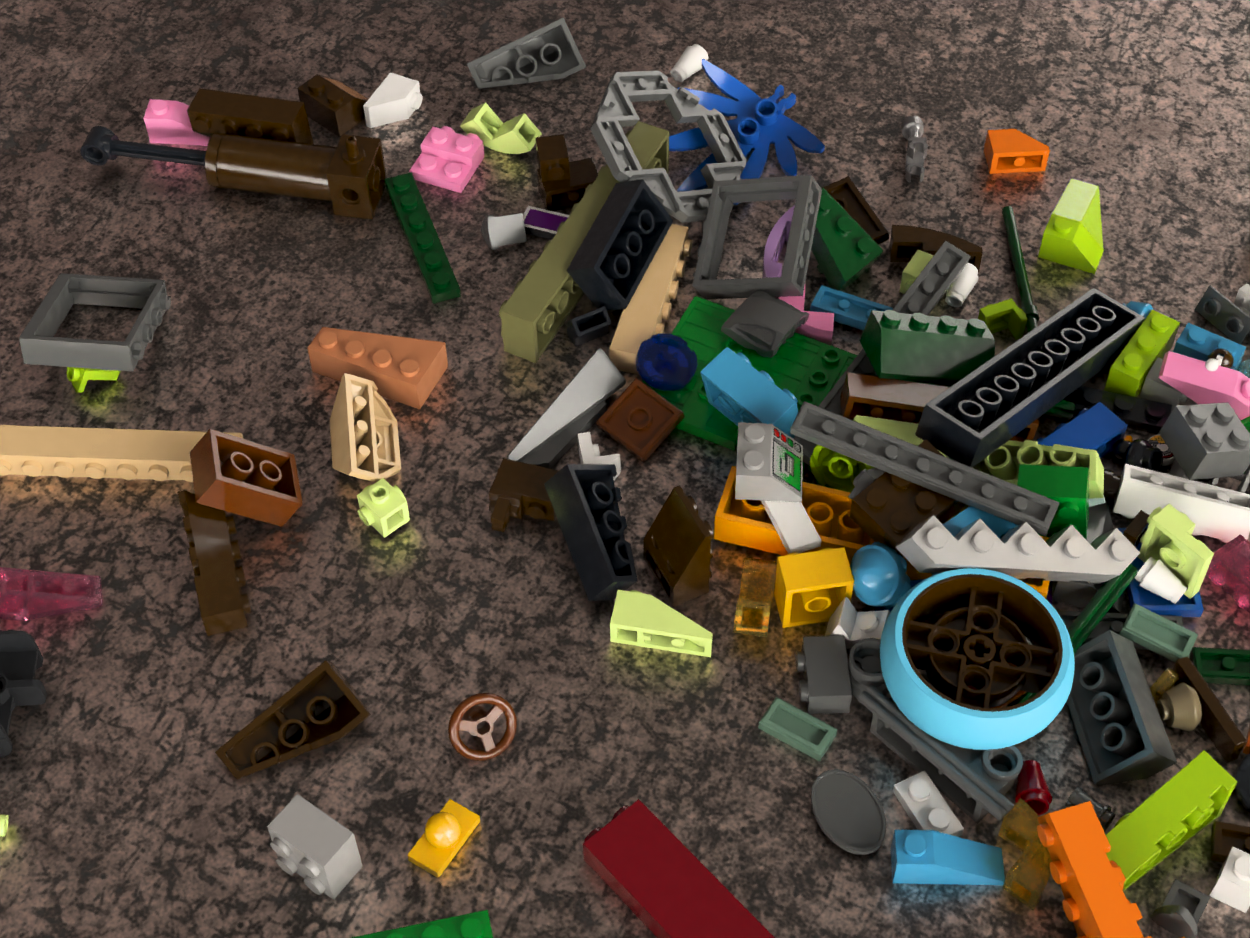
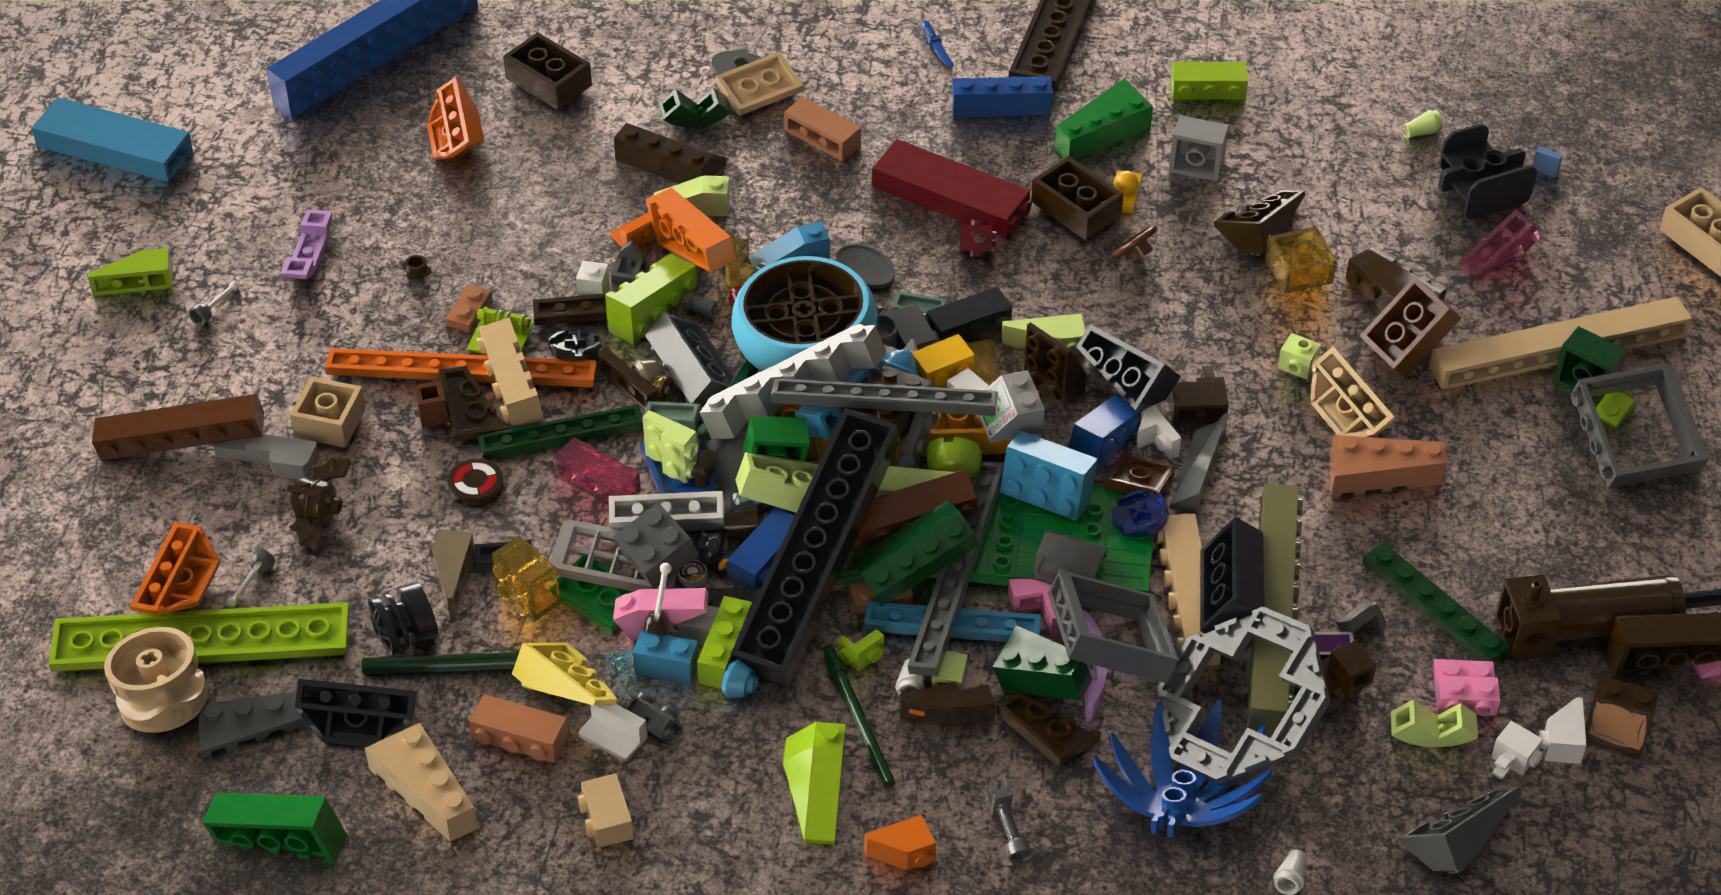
camera: 160 degrees right, 5 degrees down
(83, 393) = (1585, 357): none -> dark green brick
(296, 631) = (1300, 260): none -> clear yellow brick
(445, 99) = (1516, 750): none -> white brick
(523, 819) = (1077, 197): none -> dark brown brick
(658, 467) = (1105, 430): none -> blue wedge
(687, 793) = (967, 241): none -> dark red brick
(744, 678) = (971, 315): none -> black brick

